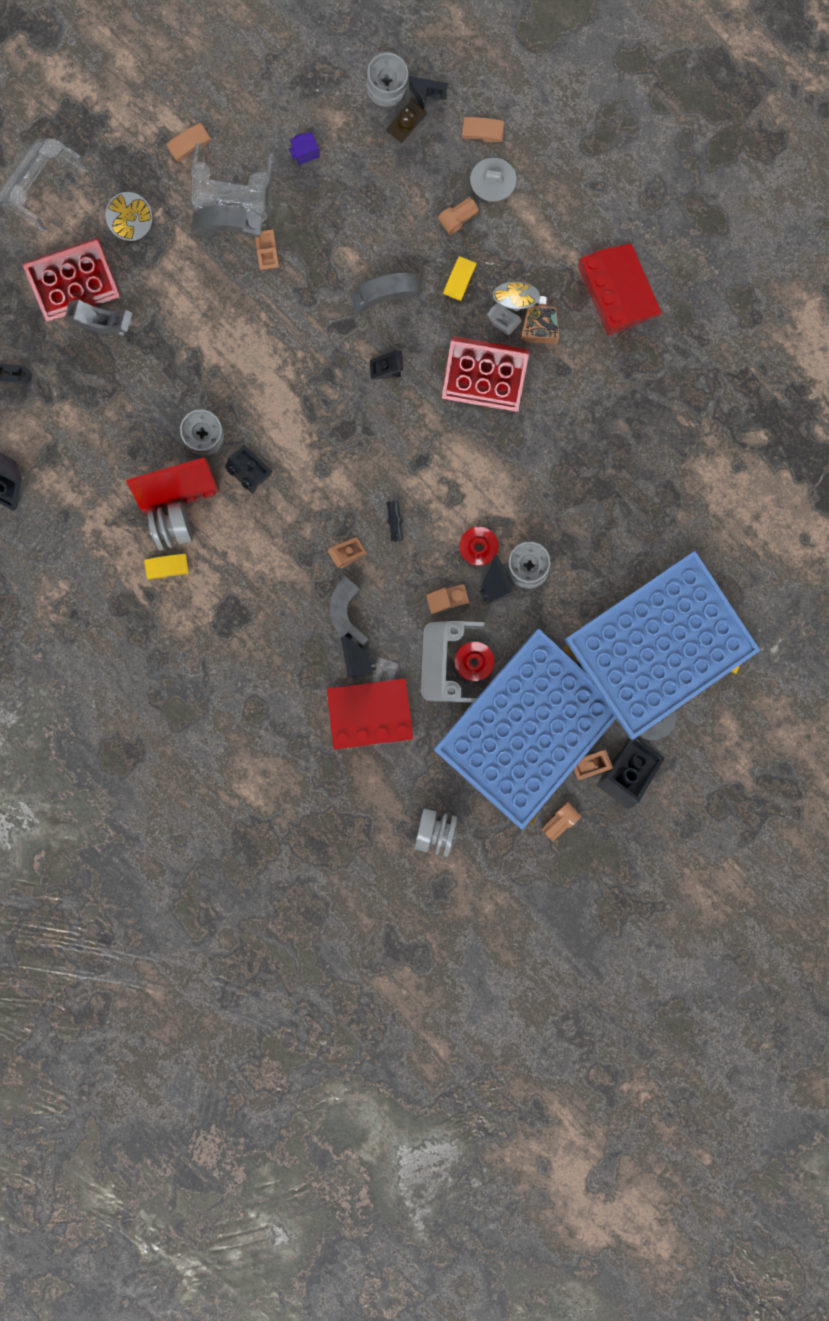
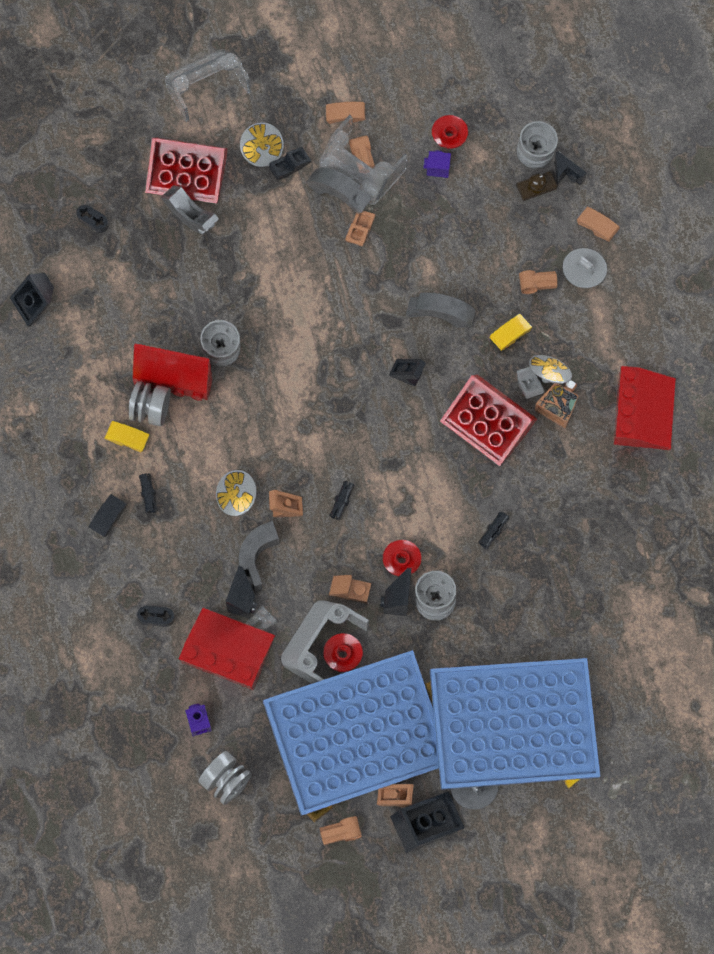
camera: 30 degrees right, 15 degrees down
(166, 220) = (291, 163): none -> black slope
(191, 649) = (107, 515): none -> black slope
(216, 609) = (148, 493): none -> black pin
(224, 171) = (361, 149): none -> nougat piece
(247, 469) = (241, 393): black bracket -> none
(291, 722) = (156, 611): none -> black beam
(295, 102) = (453, 125): none -> red dish
(296, 566) = (236, 493): none -> shield
(380, 792) = (198, 719): none -> dark purple brick
(545, 474) = (493, 530): none -> black pin

